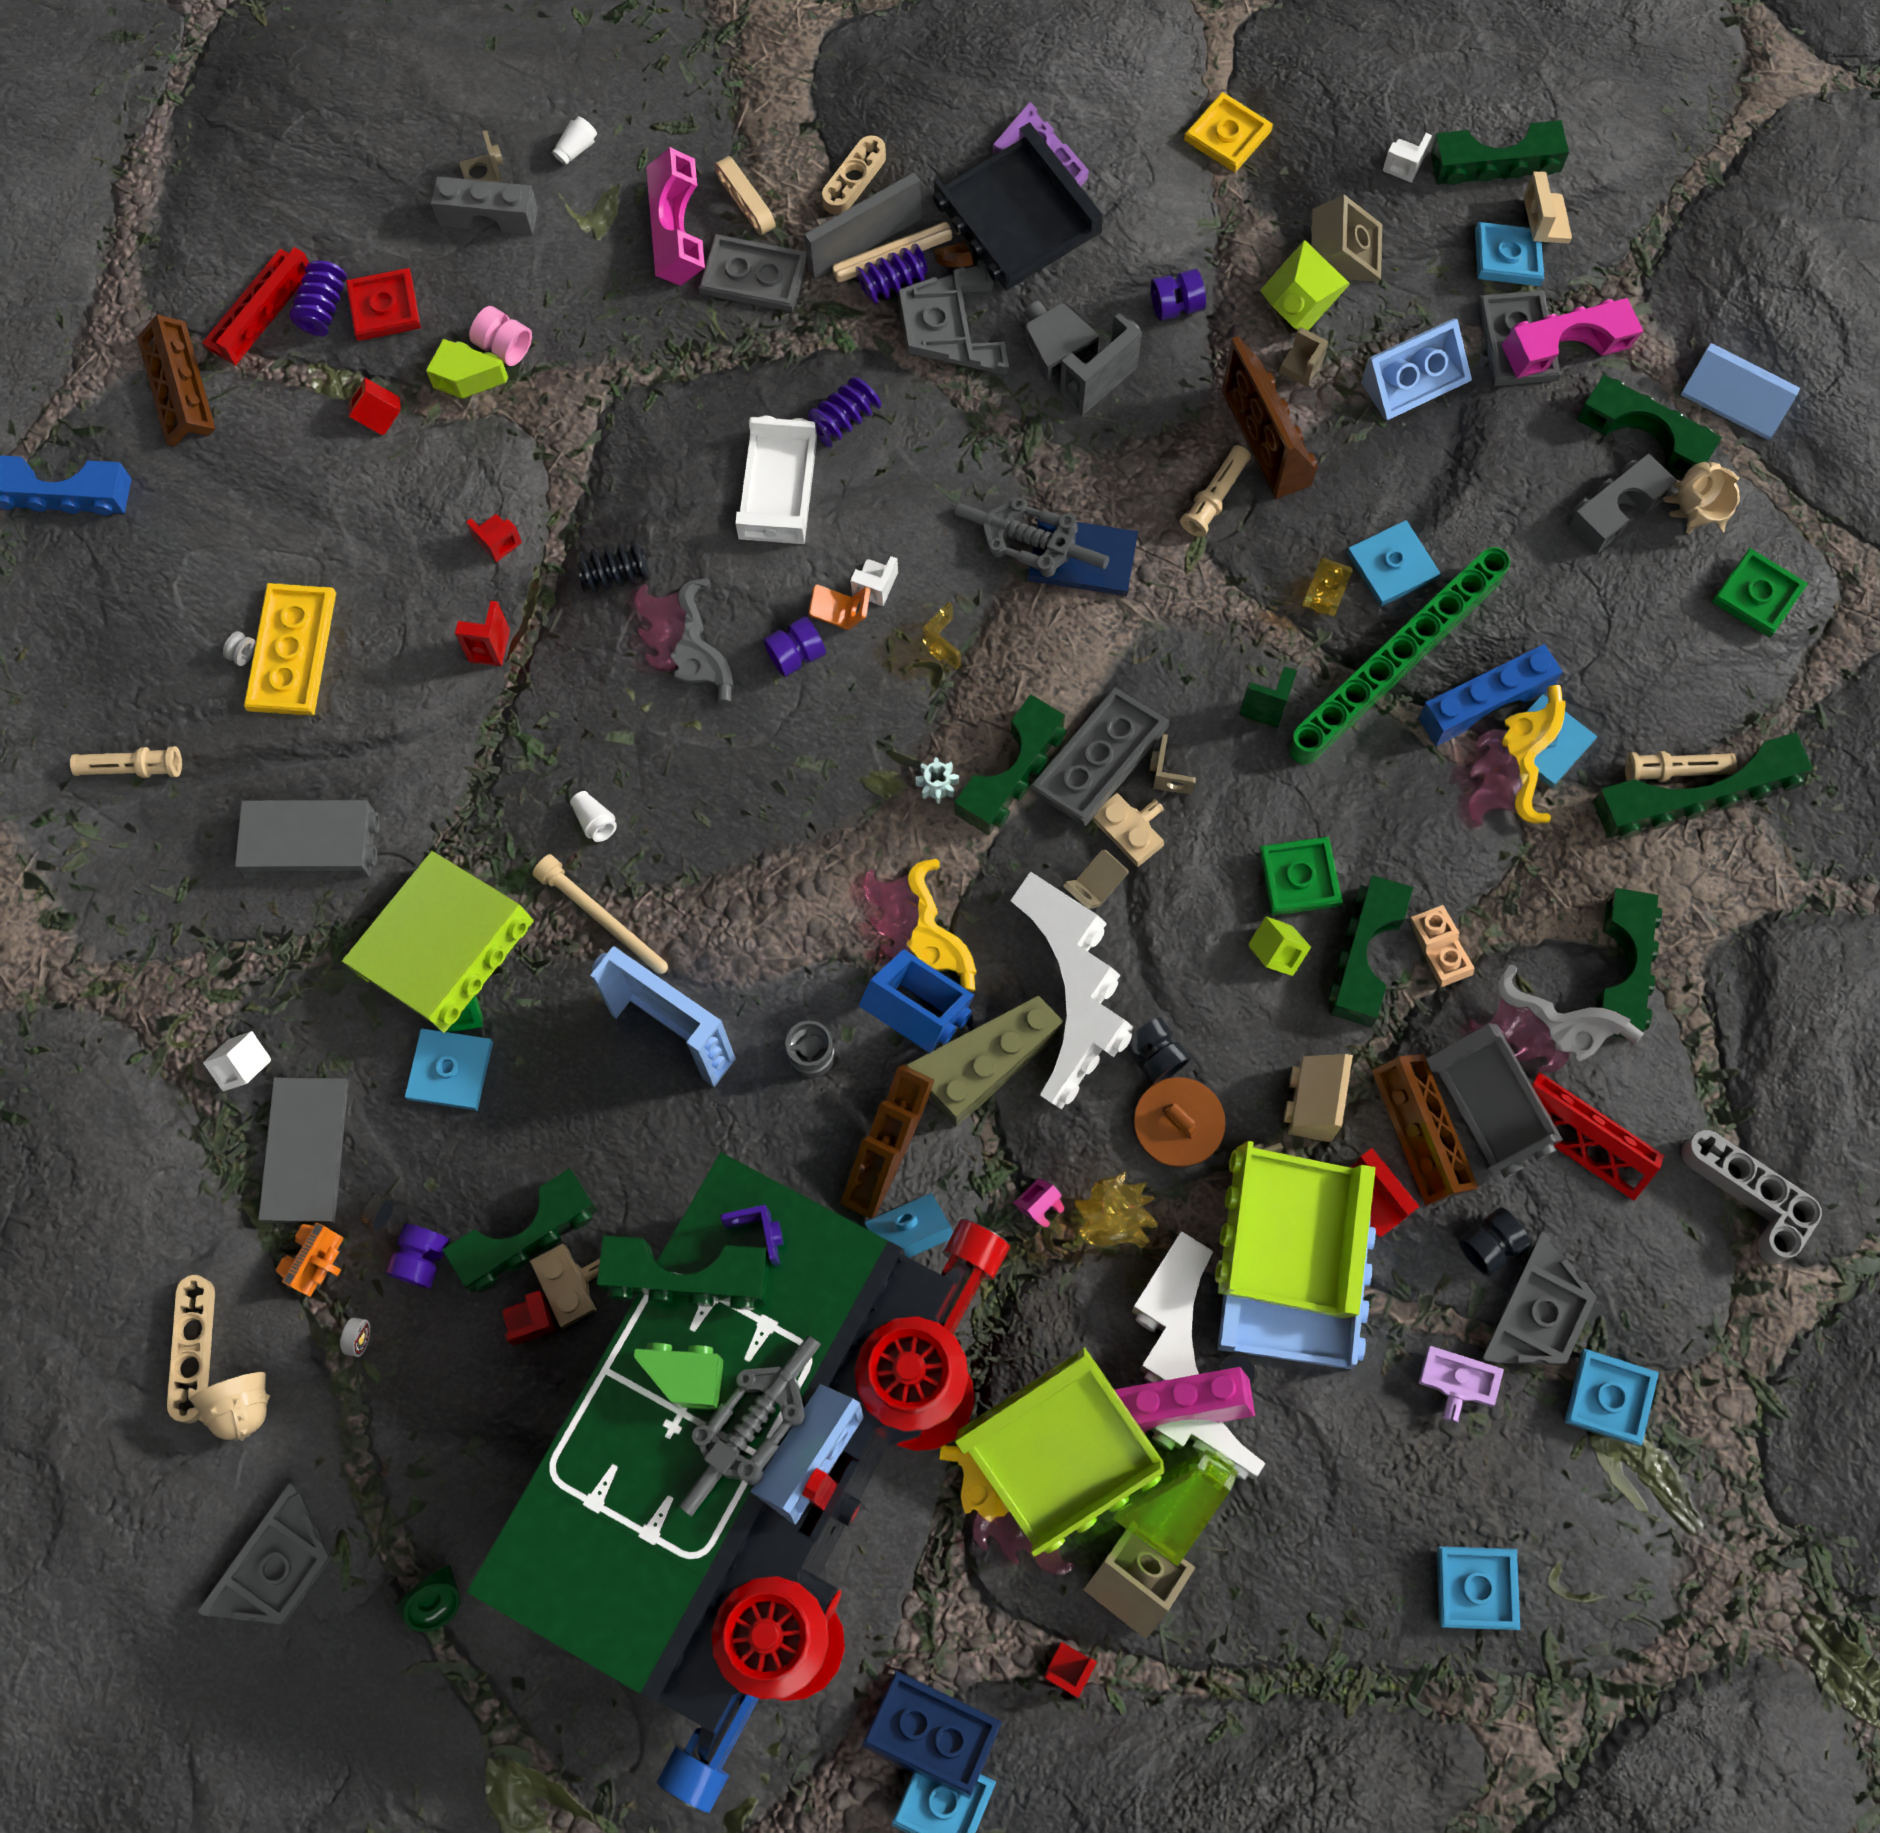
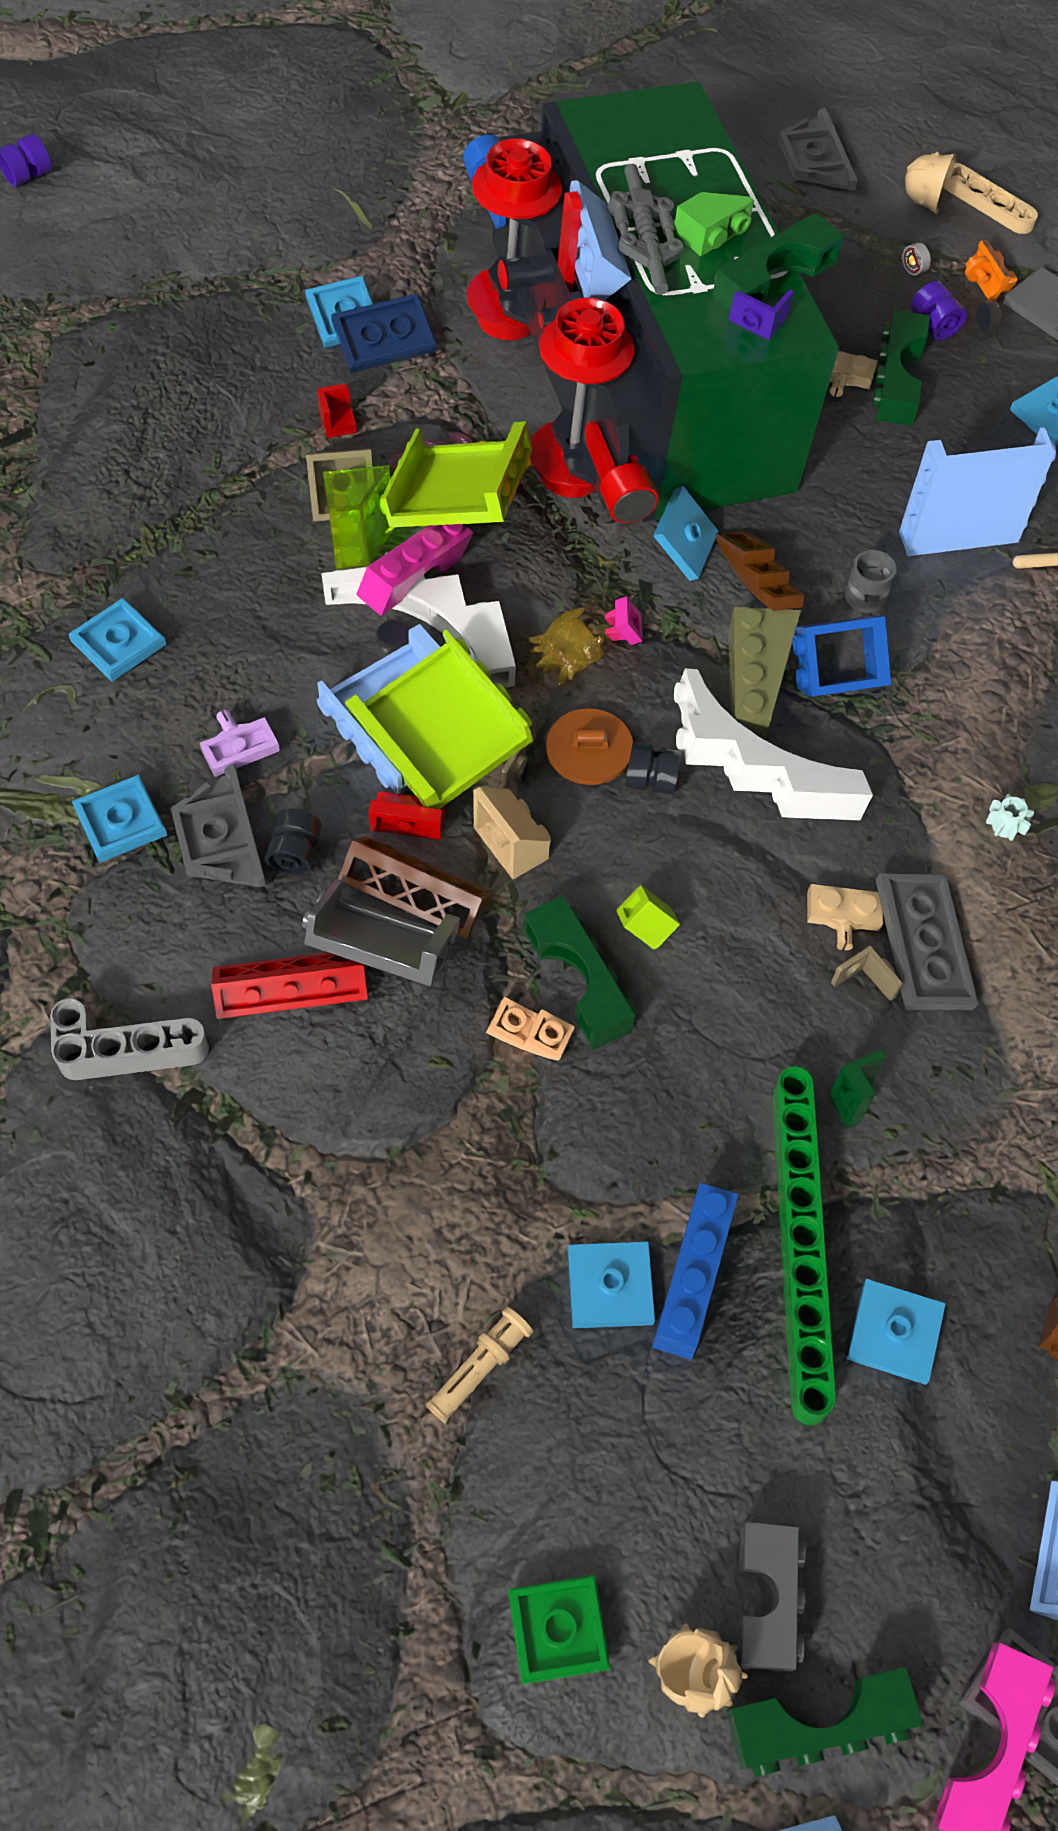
camera: 130 degrees right, 10 degrees down
(528, 1319) = (845, 337): red panel -> none
(911, 923) = (905, 717): piece -> none
(987, 799) = (989, 912): dark green arch -> none
(1097, 880) = (822, 849): dark tan bracket -> none
(1300, 876) = (687, 984): green plate -> none
(1327, 587) = (919, 1241): clear yellow bracket -> none
(1510, 761) = (623, 1229): piece -> none
(1546, 1033) = (389, 1021): piece -> none
(1632, 923) = (399, 1176): dark green arch -> none
(1637, 805) = (484, 1285): dark green arch -> none

